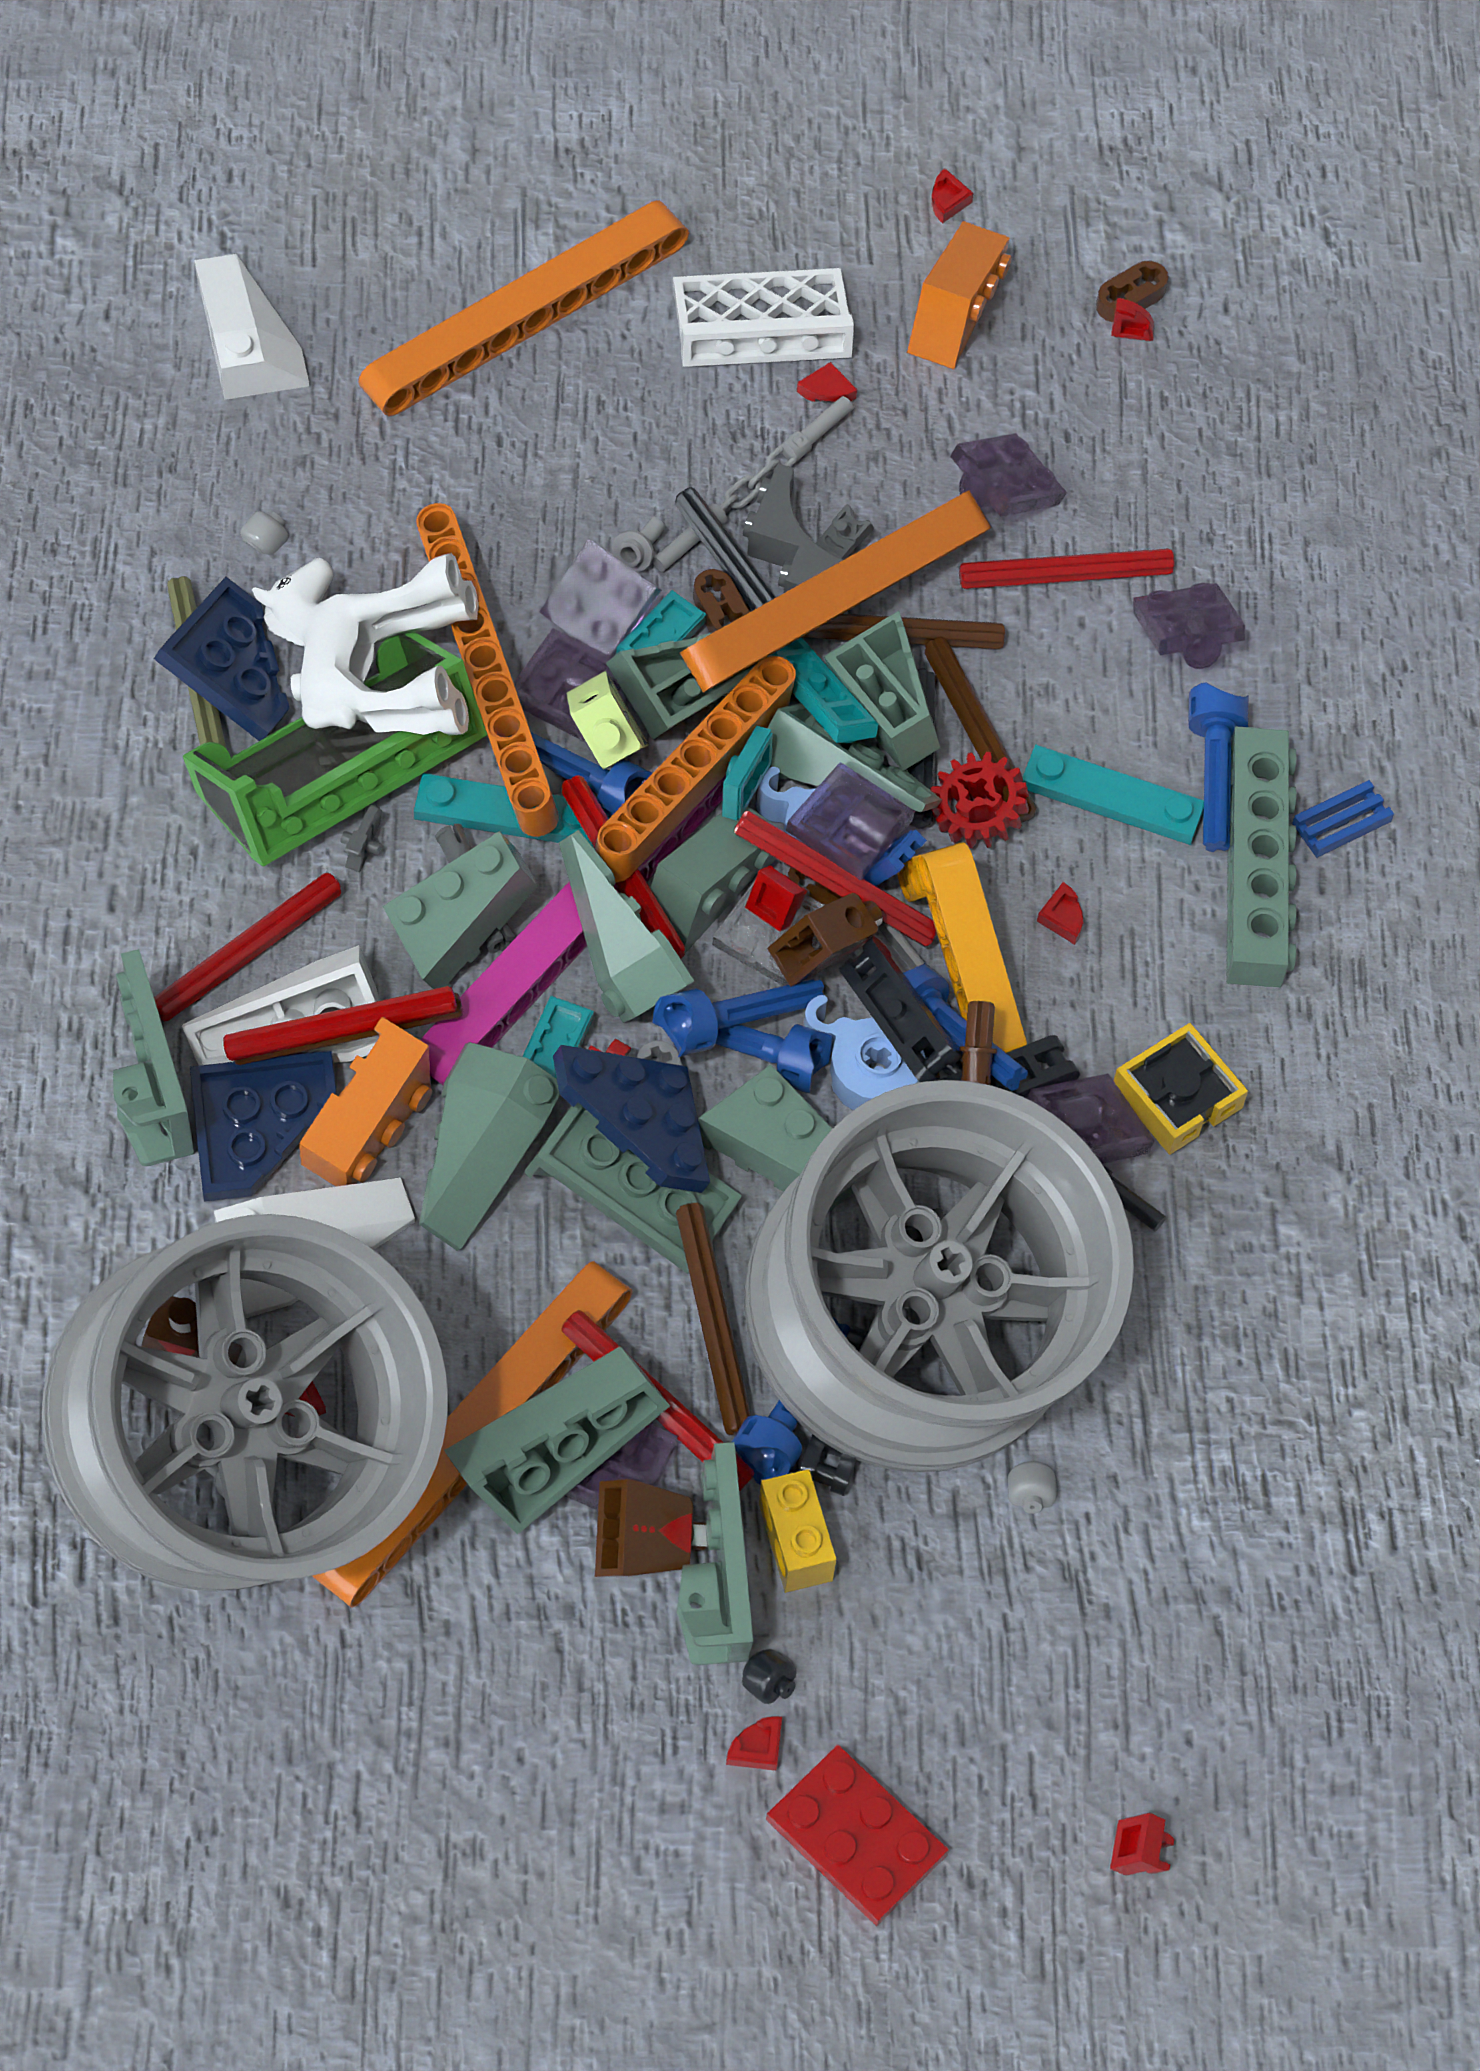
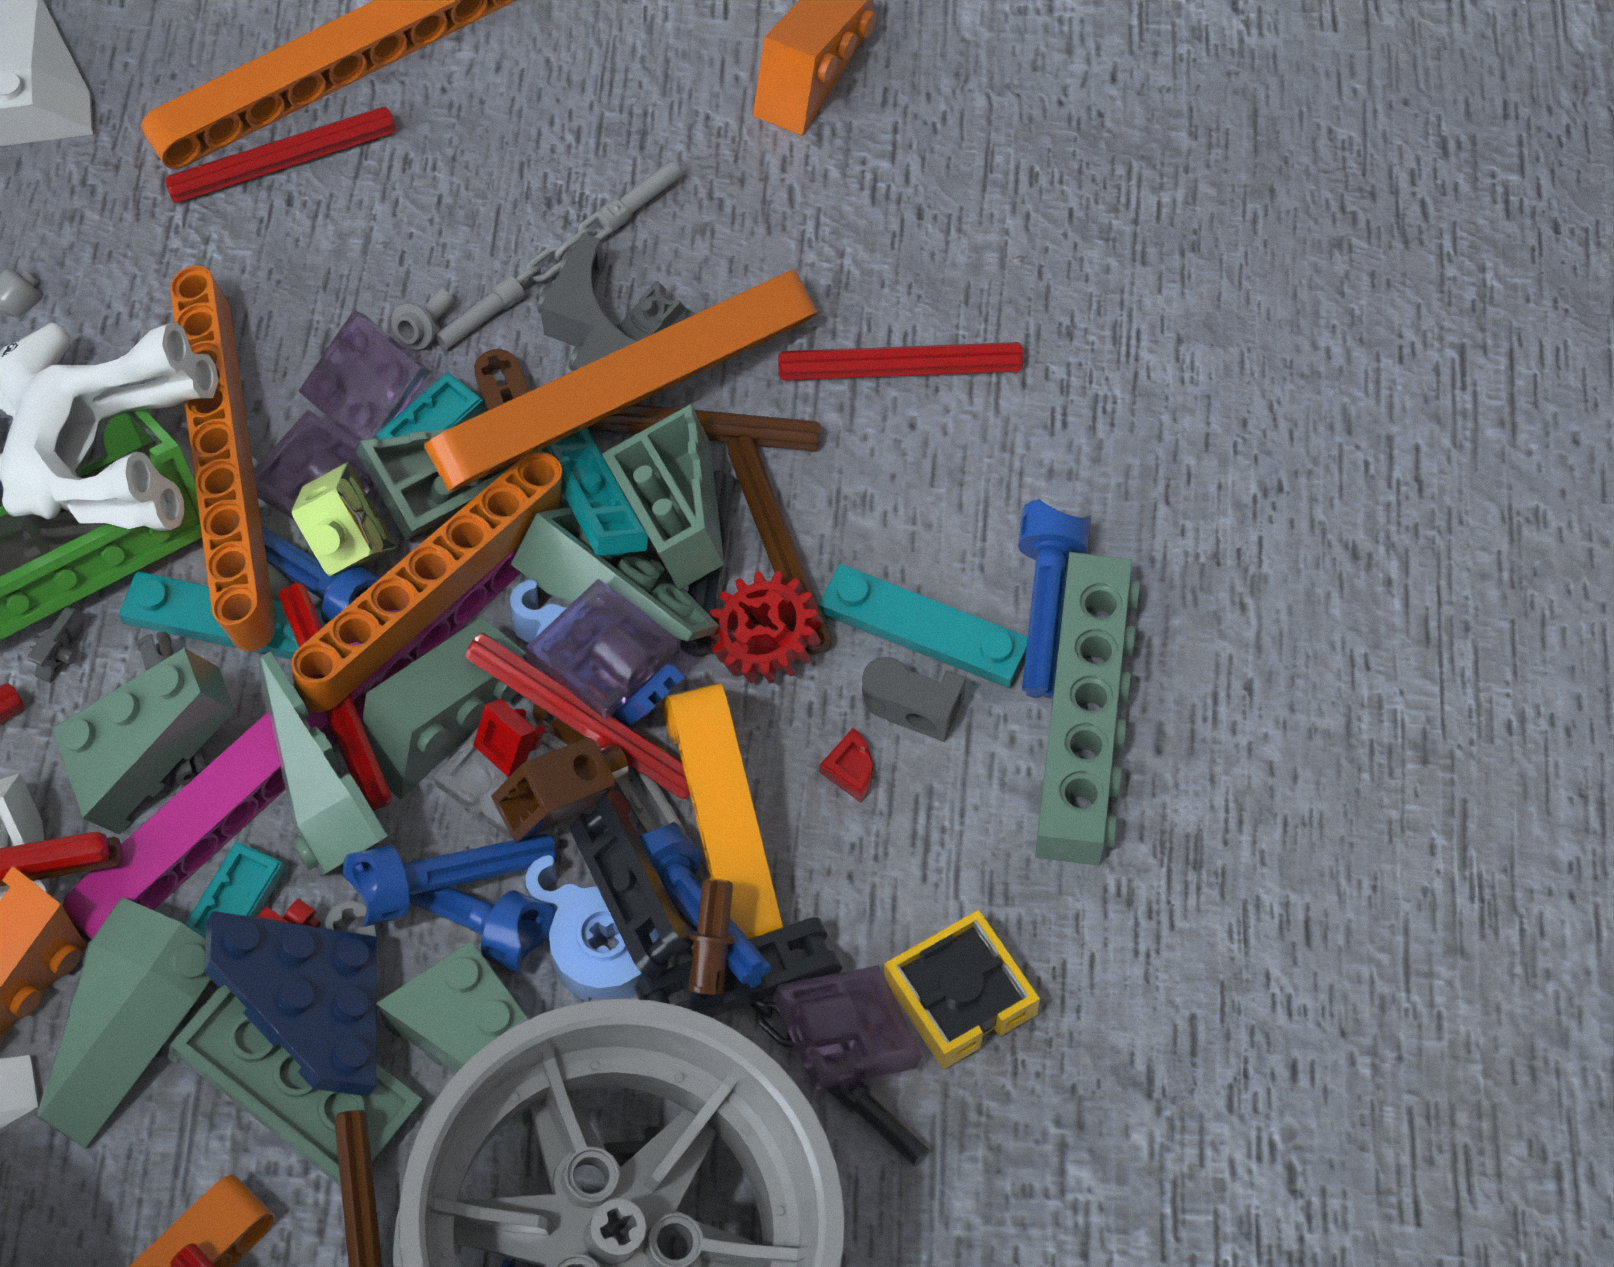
camera: 10 degrees right, 0 degrees up
(486, 400) = (280, 154): none -> red axle
(723, 548) = (509, 322): black axle -> none
(746, 772) = (491, 587): teal plate -> none
(764, 336) = (596, 92): white fence -> none
(826, 385) = (656, 148): red tile -> none
(1006, 475) = (841, 254): clear purple plate -> none
(1109, 854) = (912, 698): none -> dark grey leg
(1128, 286) = (1011, 58): reddish brown beam -> none
(1132, 321) = (1004, 88): red tile -> none
(1188, 615) = (1030, 419): clear purple plate -> none
(1339, 802) = (1215, 633): blue tile -> none

